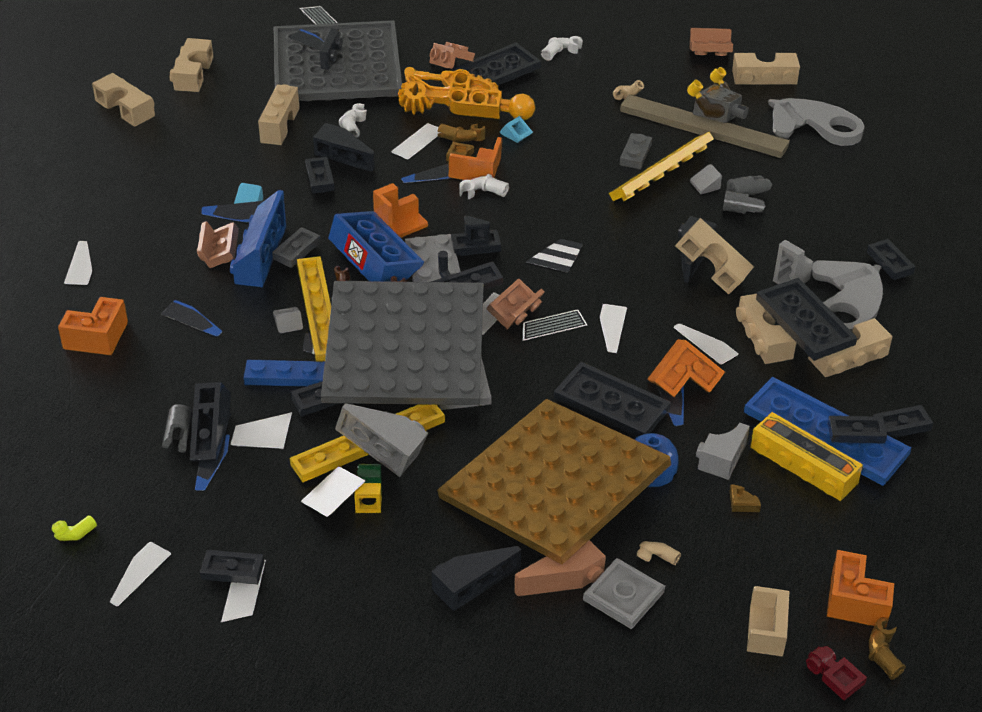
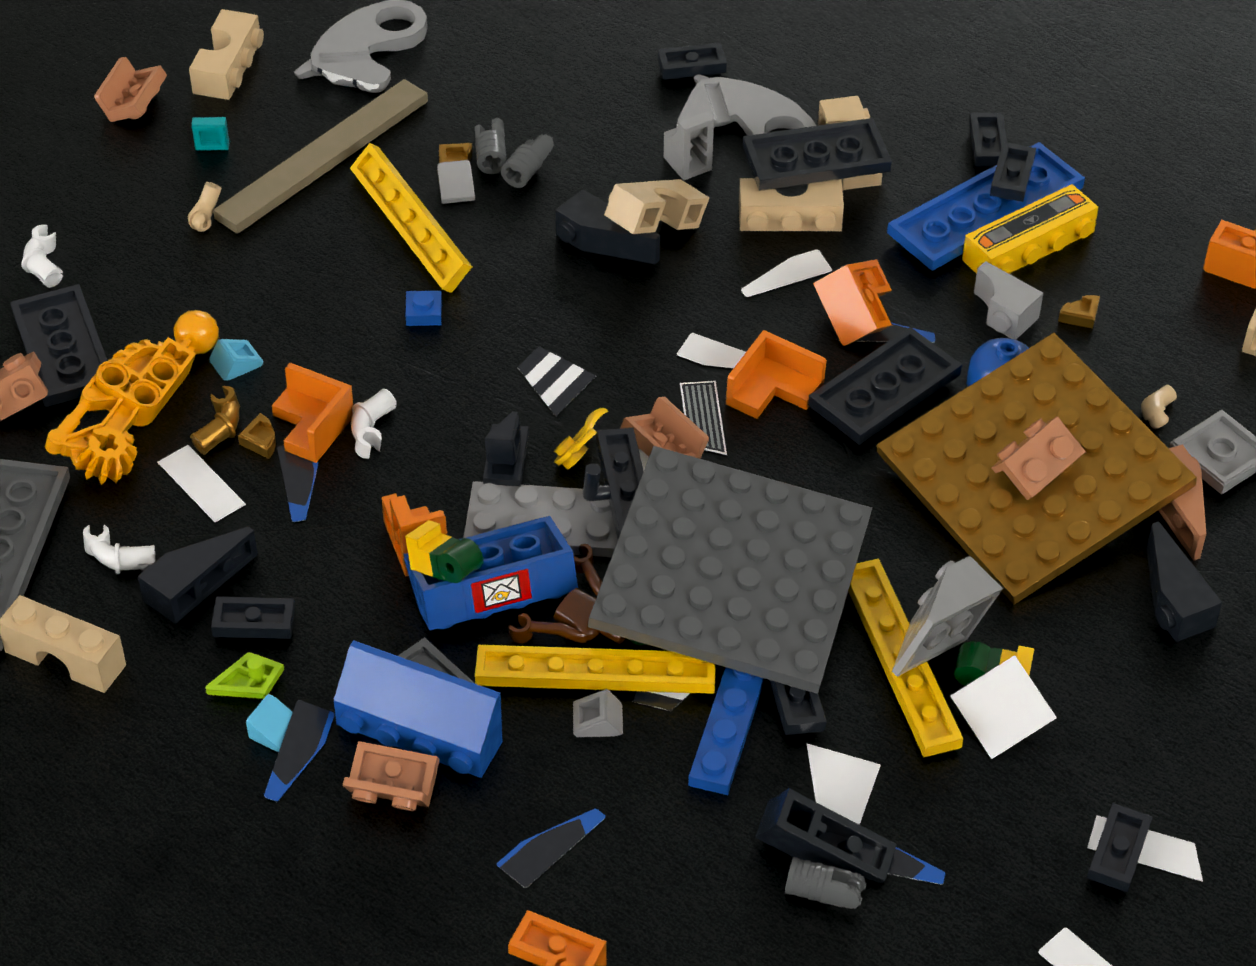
camera: 75 degrees left, 5 degrees up
(278, 181) = (248, 677): none -> lime piece
(362, 212) = (442, 555): none -> leg
(503, 264) = (572, 450): none -> yellow plate
(541, 464) = (1039, 456): none -> nougat bracket
(590, 190) = (423, 308): none -> blue plate
(592, 337) = (774, 369): none -> orange panel
(636, 151) = (350, 238): dark grey plate -> none
(690, 74) = (210, 133): none -> teal tile
(717, 100) = (293, 119): torso -> none
(730, 173) = (455, 152): none -> pearl gold tile

